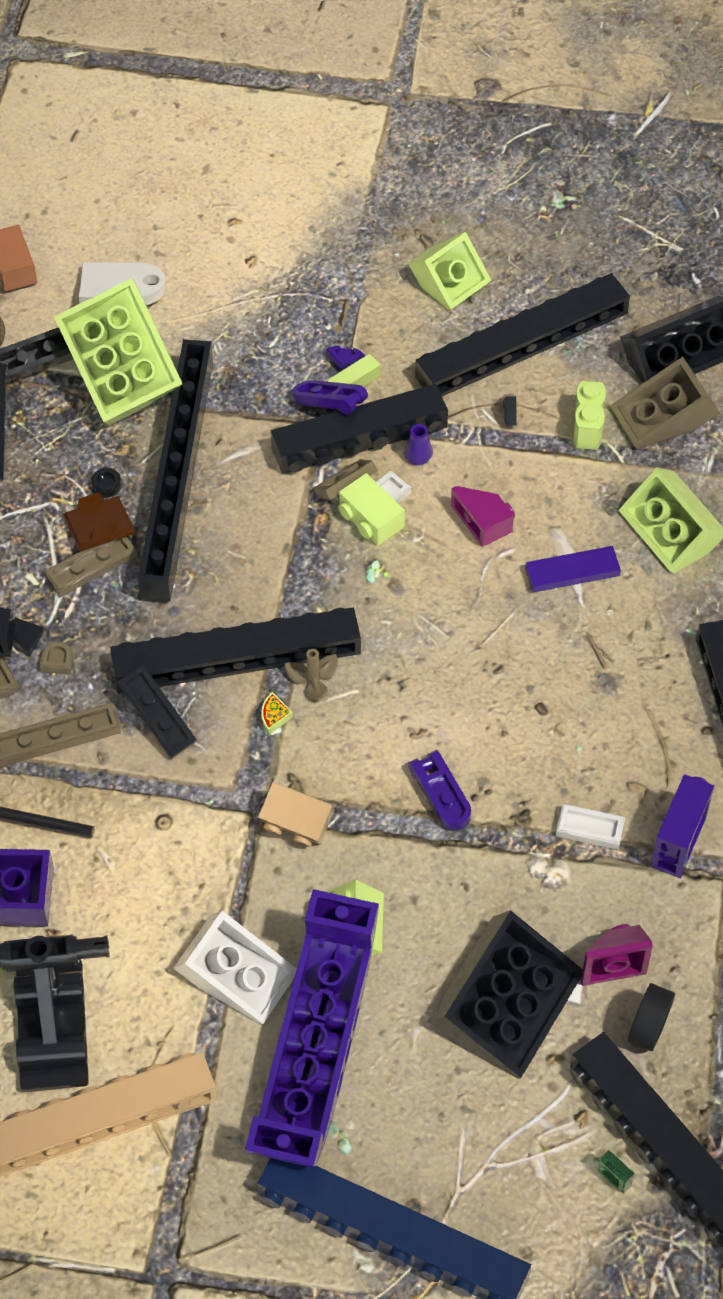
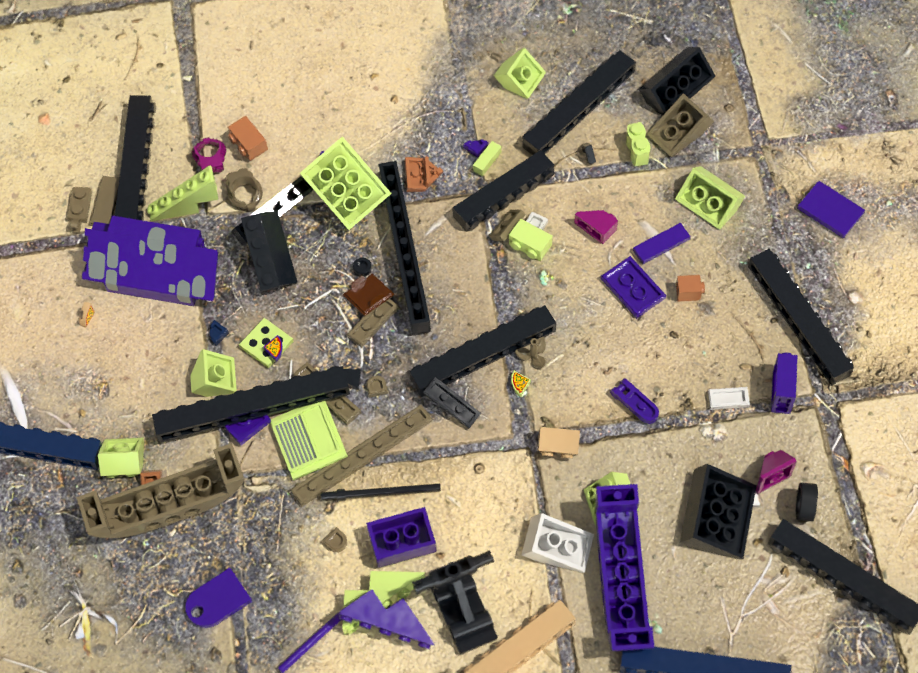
camera: 15 degrees left, 5 degrees up
(103, 276) = (319, 136): white tile -> none
(246, 374) = (420, 174): none -> nougat slope
(329, 395) = (479, 174): dark purple plate -> none
(418, 446) = (543, 192): dark purple cone -> none
(504, 621) = (633, 287): none -> dark purple tile
(589, 644) = (689, 288): none -> nougat brick
(616, 1172) = (817, 597): clear green tile -> none

